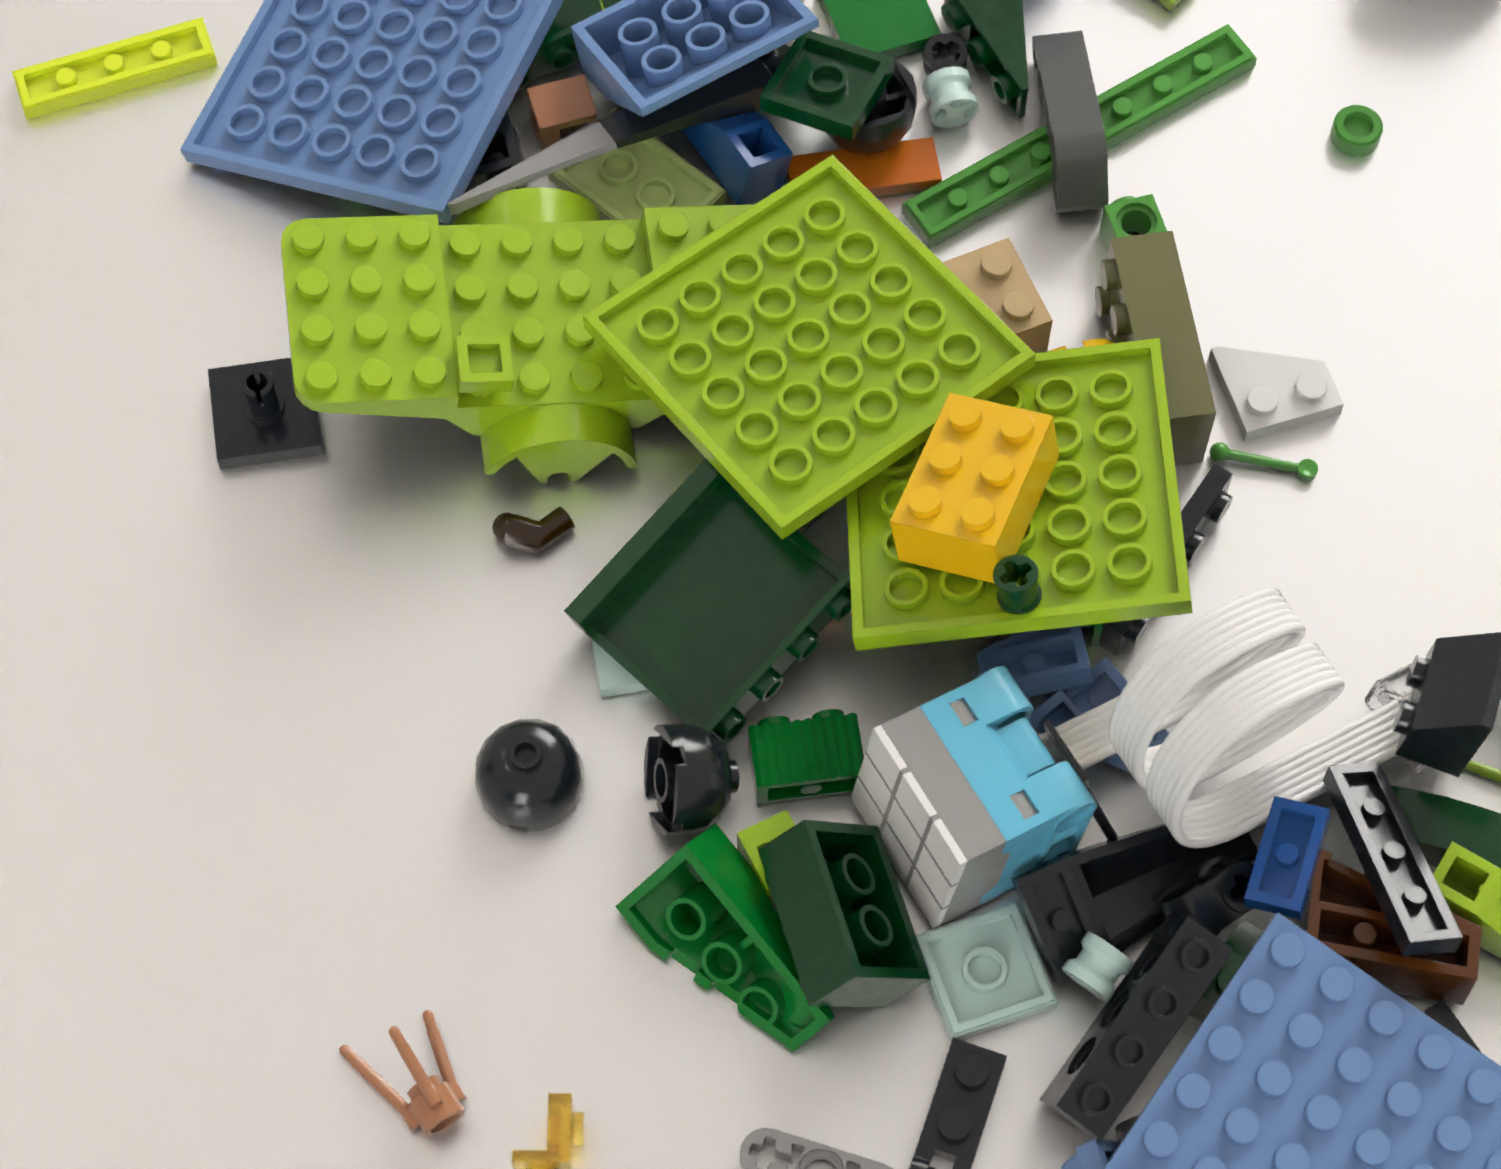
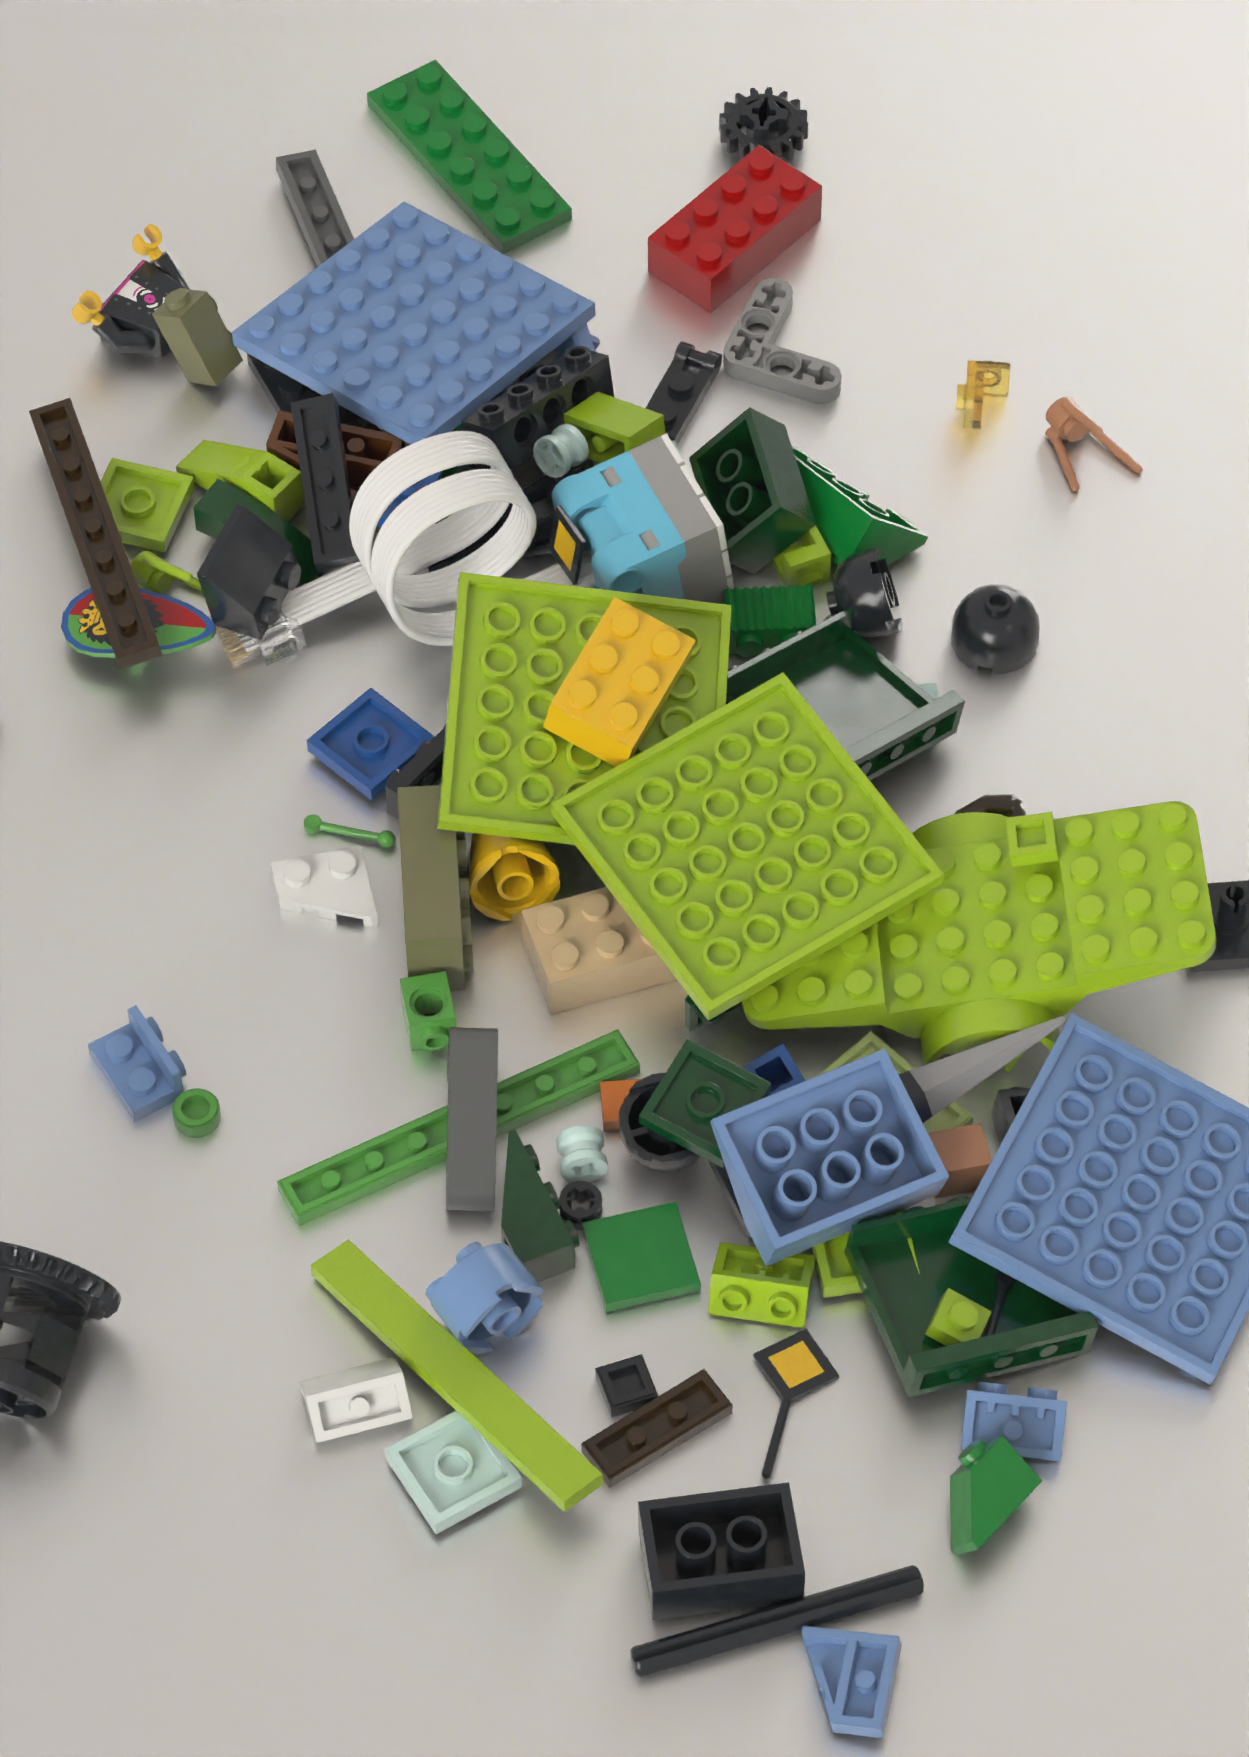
camera: 175 degrees left, 10 degrees down
(1025, 573) = (602, 591): dark green axle -> none
(1030, 1013) = (613, 425): none -> lime brick
(1258, 551) = (368, 742): none -> blue plate
(1429, 169) = (139, 1065): none -> medium blue bracket

